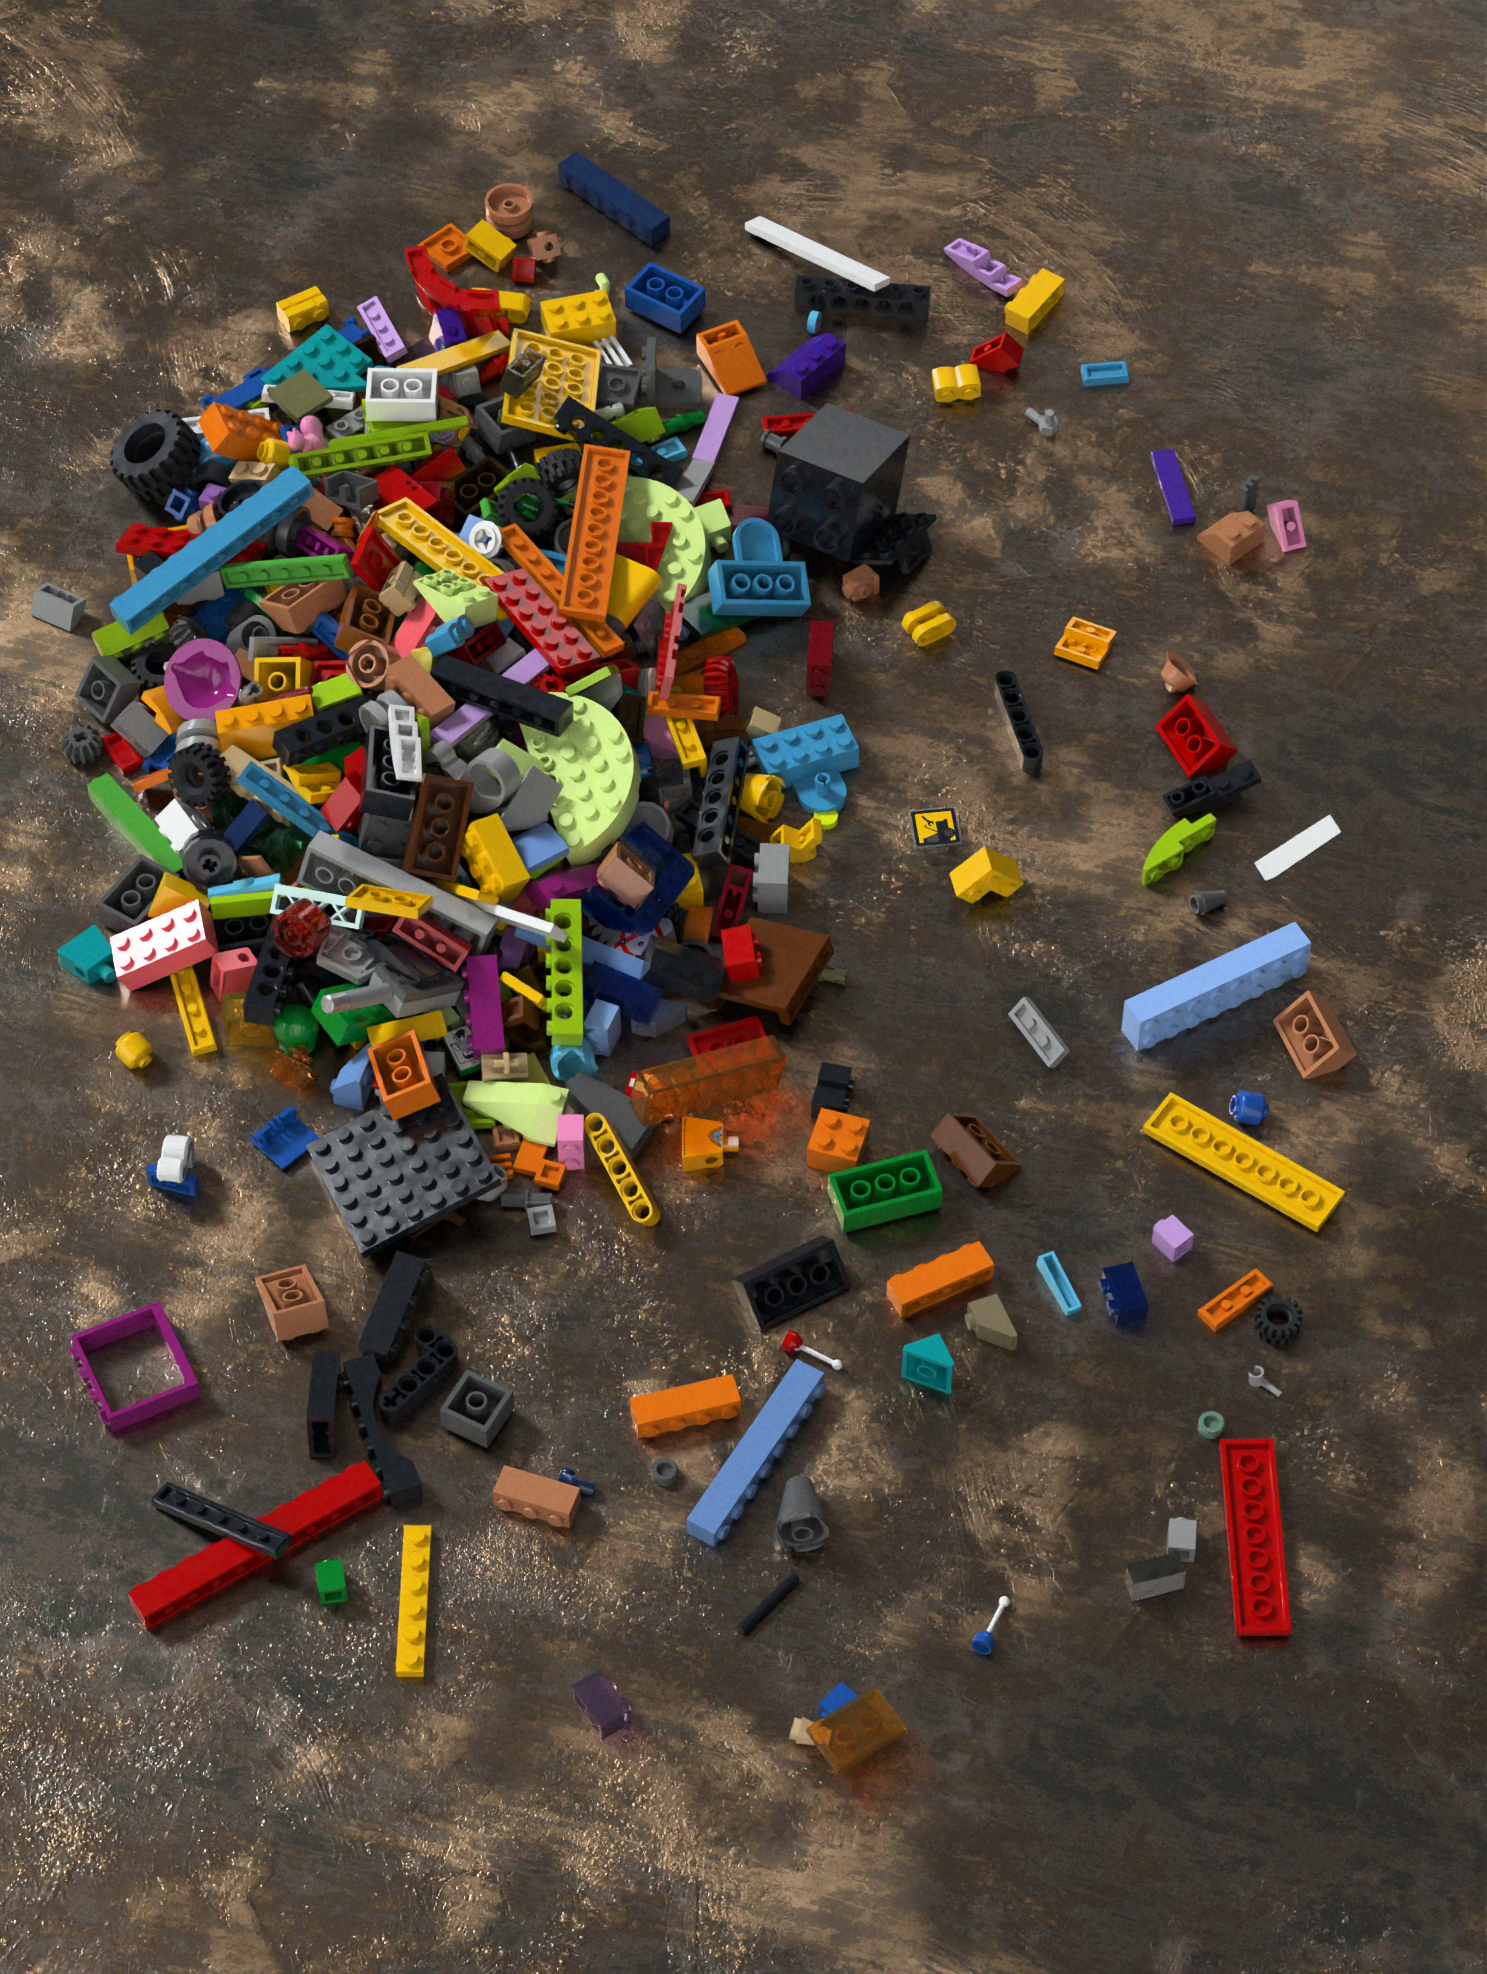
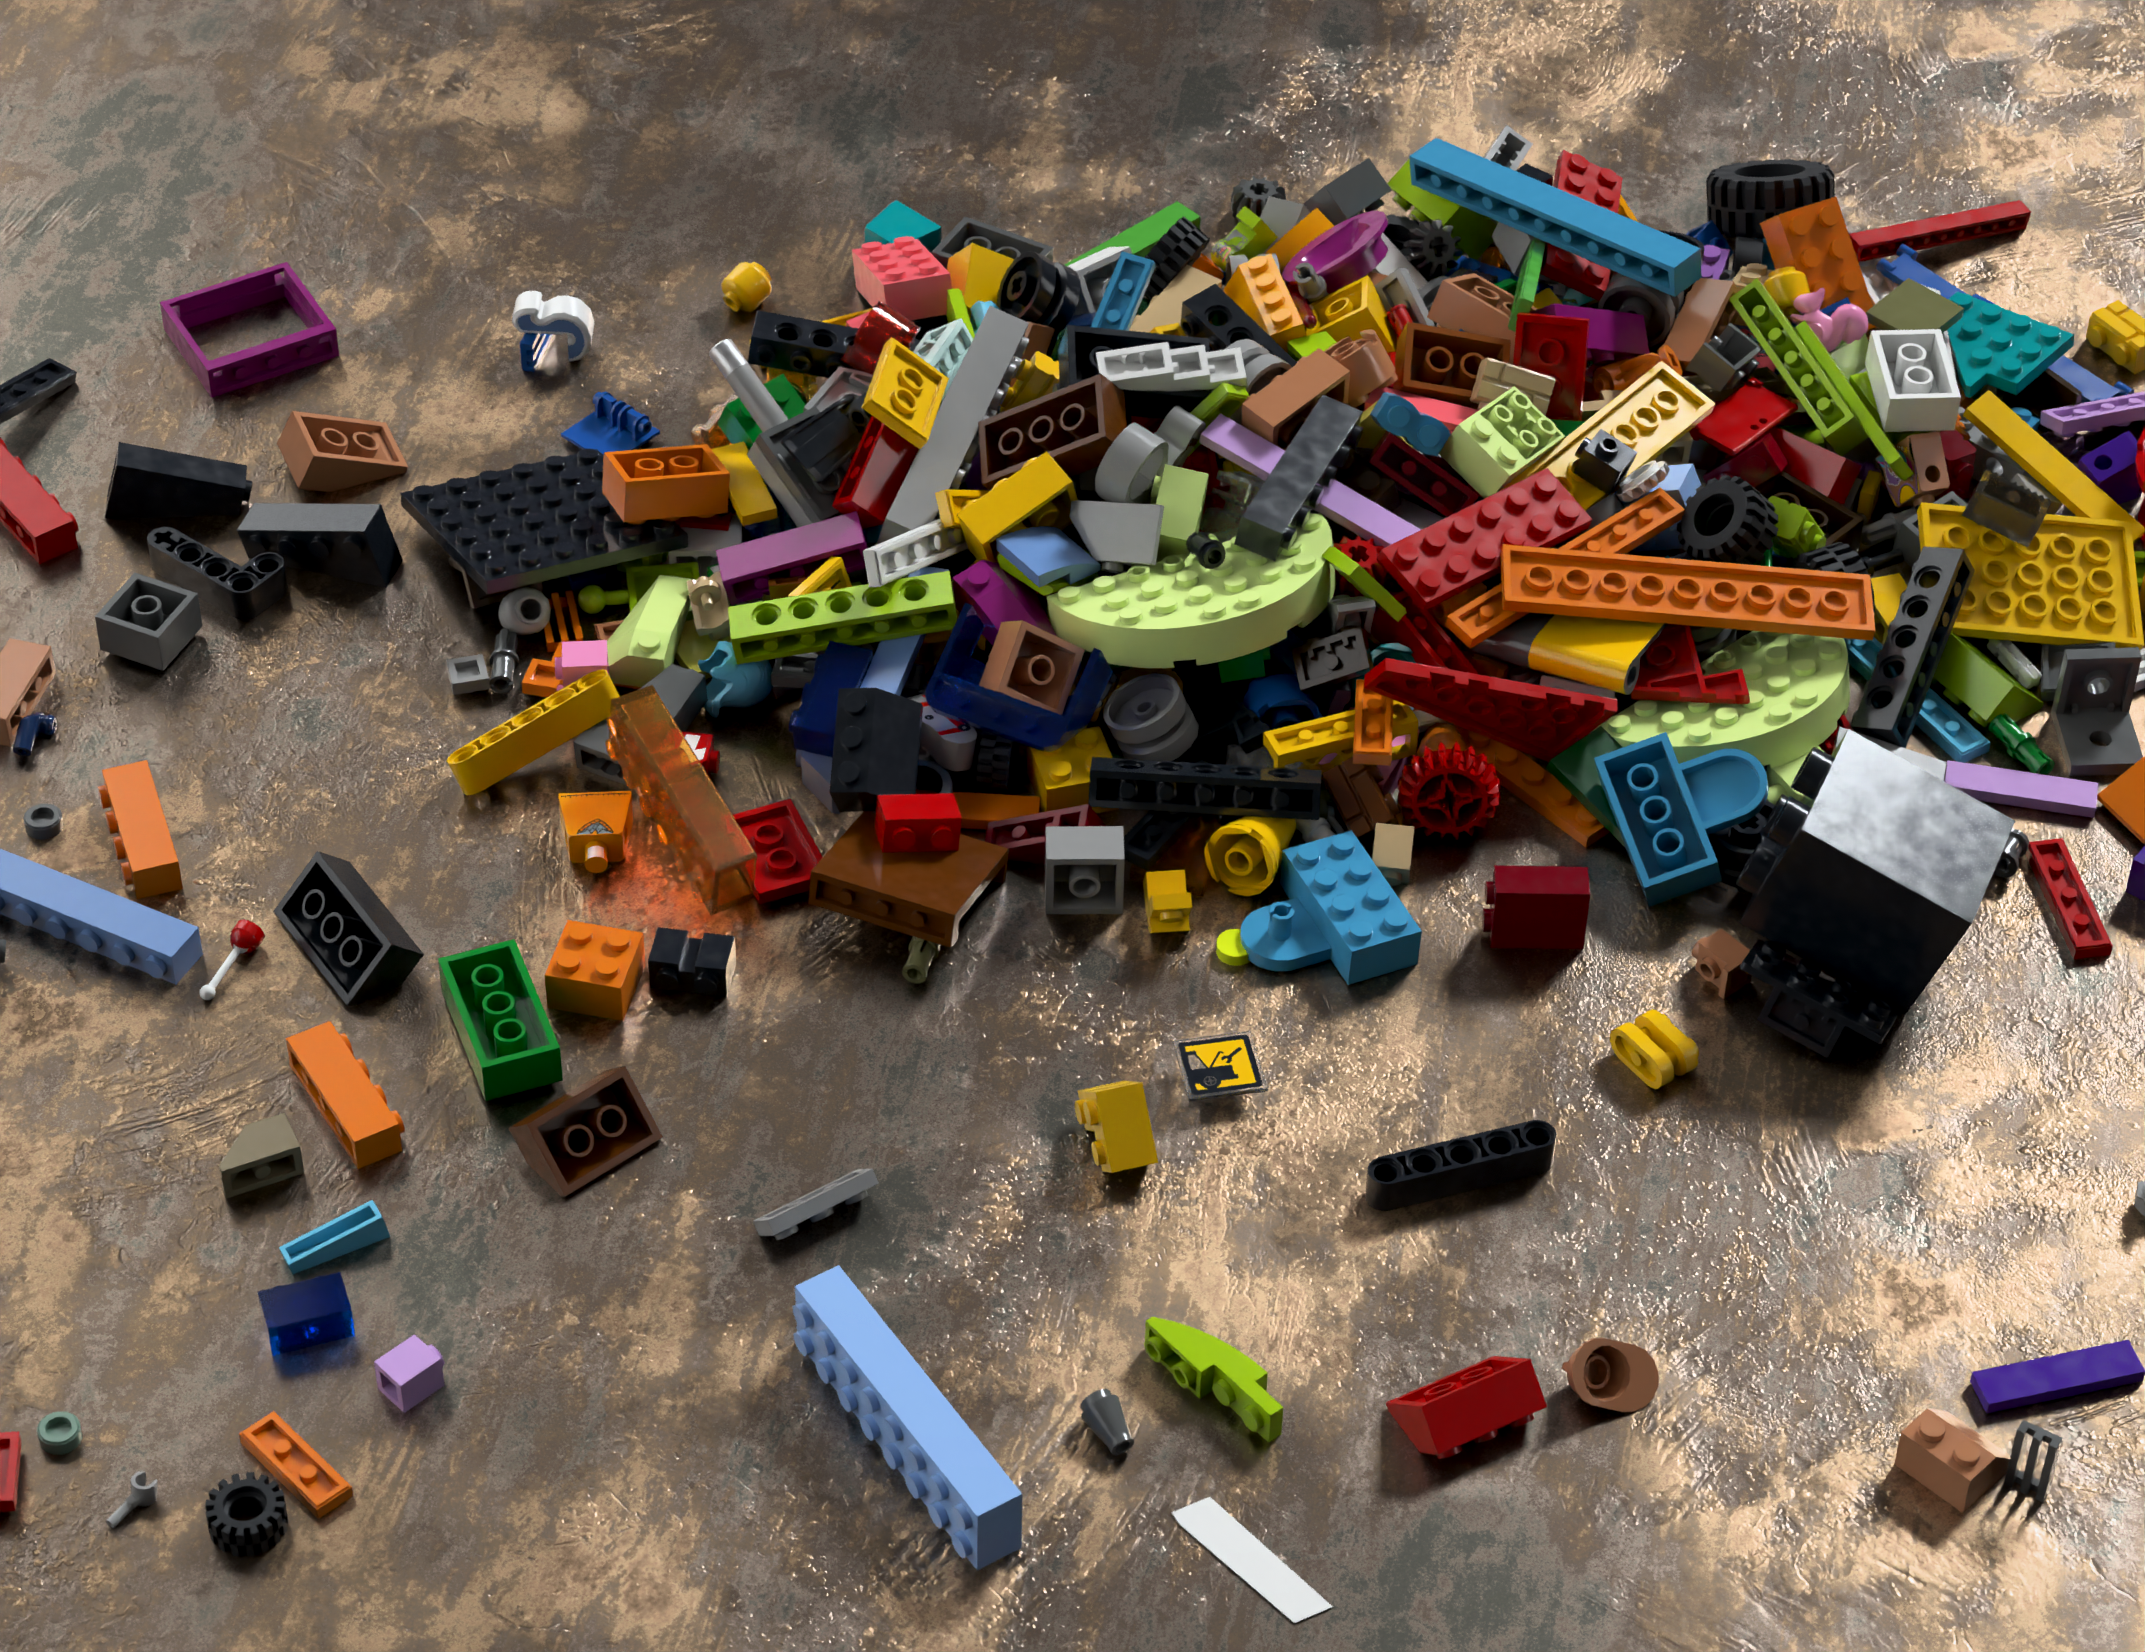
camera: 85 degrees right, 10 degrees down
(154, 746) = (1248, 238): none -> lime leg
(179, 380) = (1940, 230): none -> red piece
(397, 1472) = (65, 560): black arch -> none
(476, 551) = (1604, 461): none -> black brick
(558, 755) = (1208, 552): none -> black pin
(603, 1027) = (781, 694): light blue brick -> none
(929, 1363) = (175, 1076): teal slope -> none
(1085, 643) = (1660, 1258): light orange slope -> none
(1213, 792) = (1344, 1423): black slope -> none
(1243, 1162) = (560, 1472): yellow plate -> none
(1248, 1107) = (669, 1472): blue head -> none
(1287, 524) = (1999, 1533): bright pink slope -> none
(1314, 1036) = (825, 1569): nougat slope -> none

